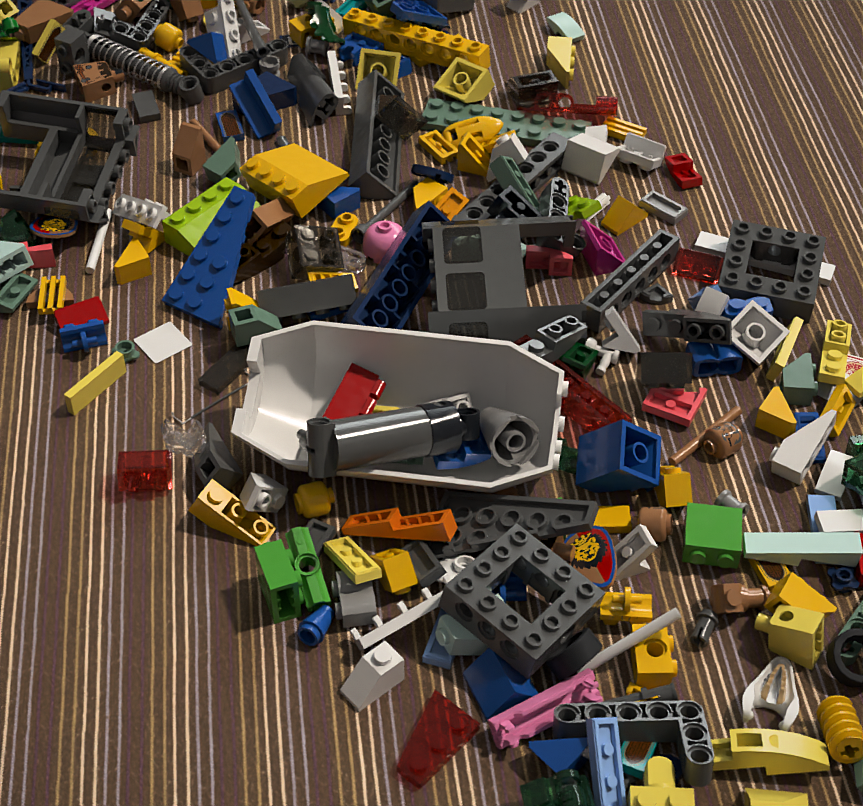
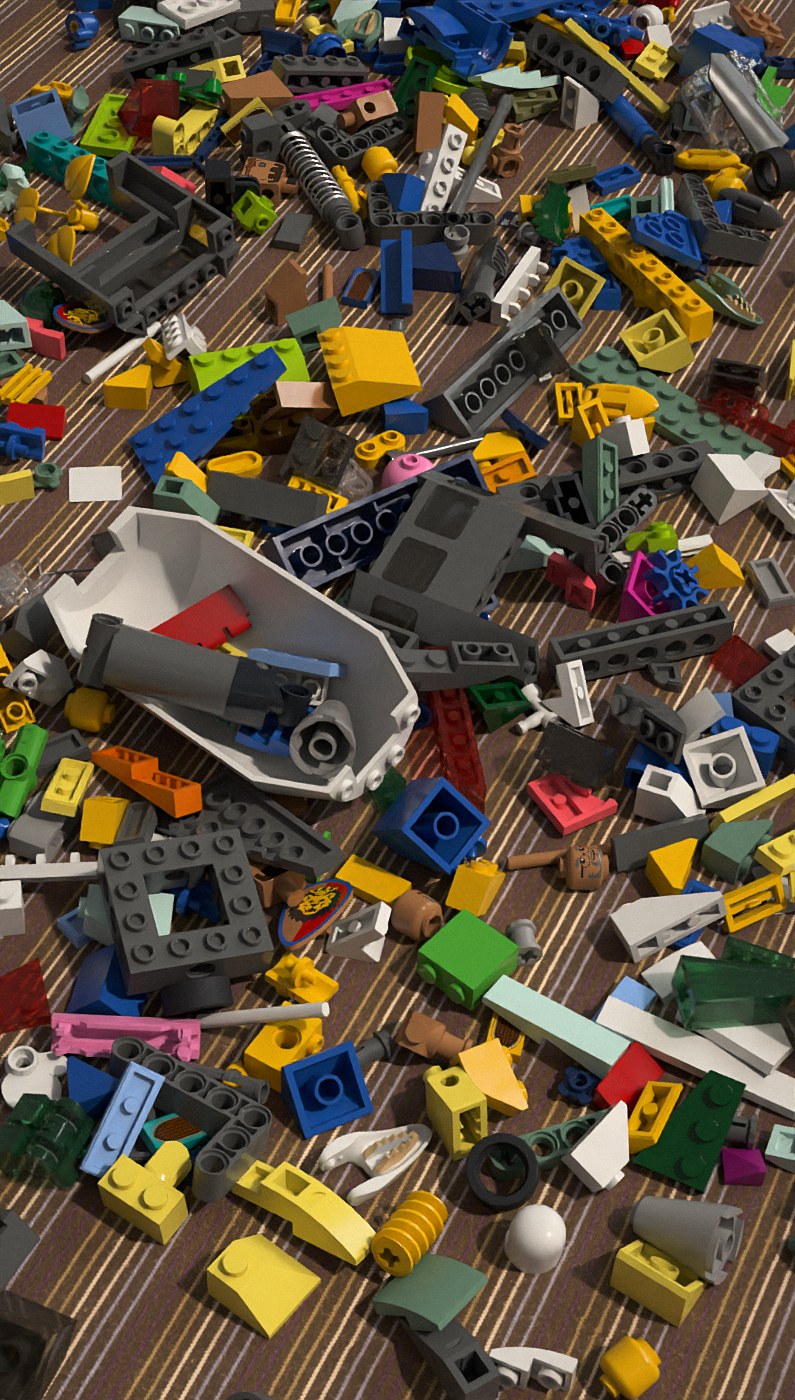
camera: 30 degrees right, 0 degrees up
(73, 88) = (223, 190): none -> black brick
(112, 98) = (255, 212): none -> lime brick
(257, 280) = (241, 463): none -> yellow tile
(442, 393) = (298, 662): none -> light blue tile
(476, 33) = (726, 298): none -> sand green animal
(509, 774) = (37, 1078): none -> white plate
(617, 232) = (674, 581): none -> blue gear
(704, 670) = (325, 1090): none -> blue slope
(733, 371) = (665, 796): none -> white slope
(748, 403) = (633, 848): none -> dark grey tile

